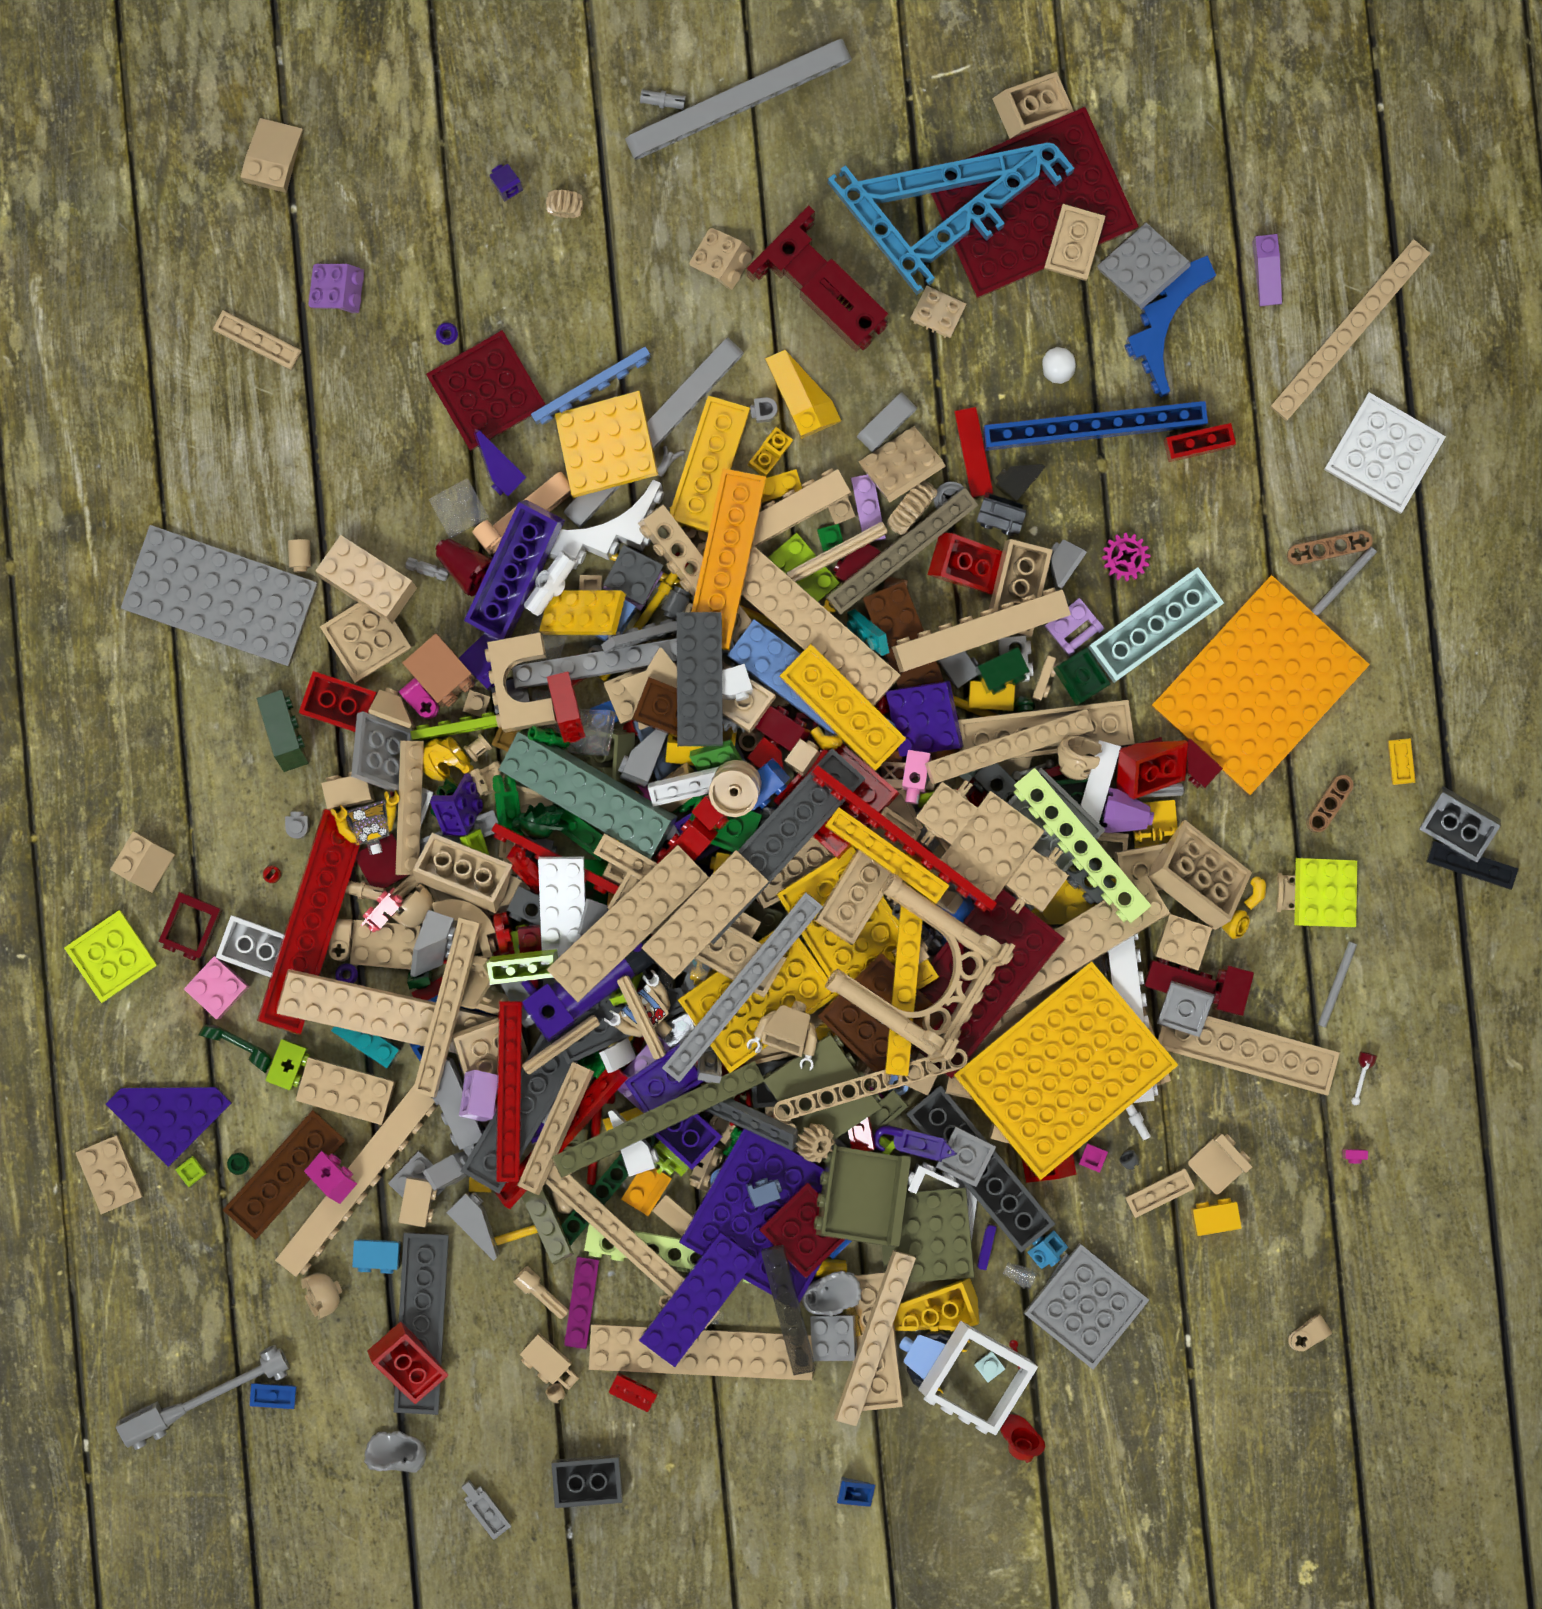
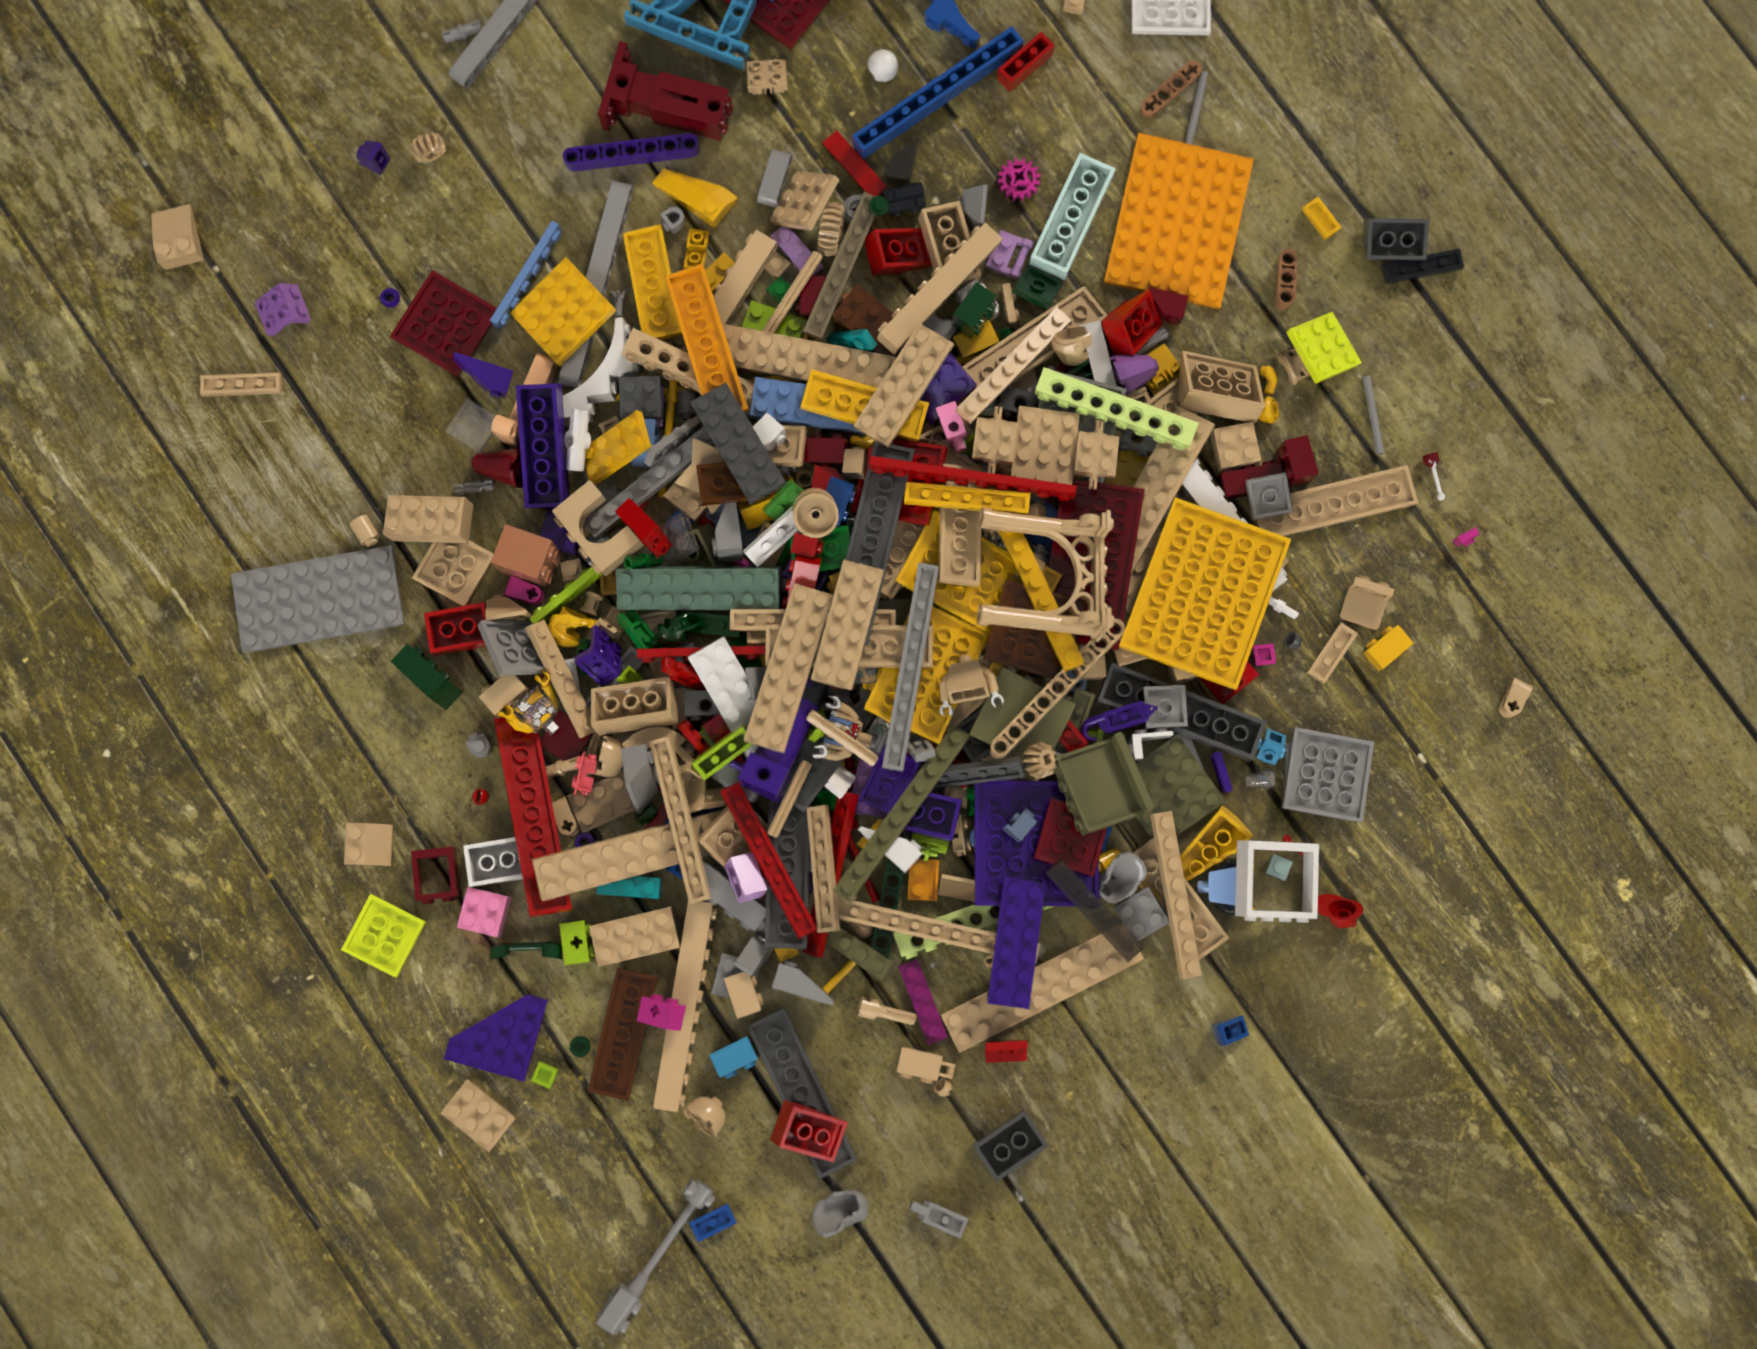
camera: 30 degrees left, 5 degrees down
(722, 257) = (574, 123): tan bracket -> none
(769, 325) = (623, 147): none -> dark purple beam
(889, 711) = (903, 385): none -> tan plate
(971, 511) = (878, 205): none -> dark green plate

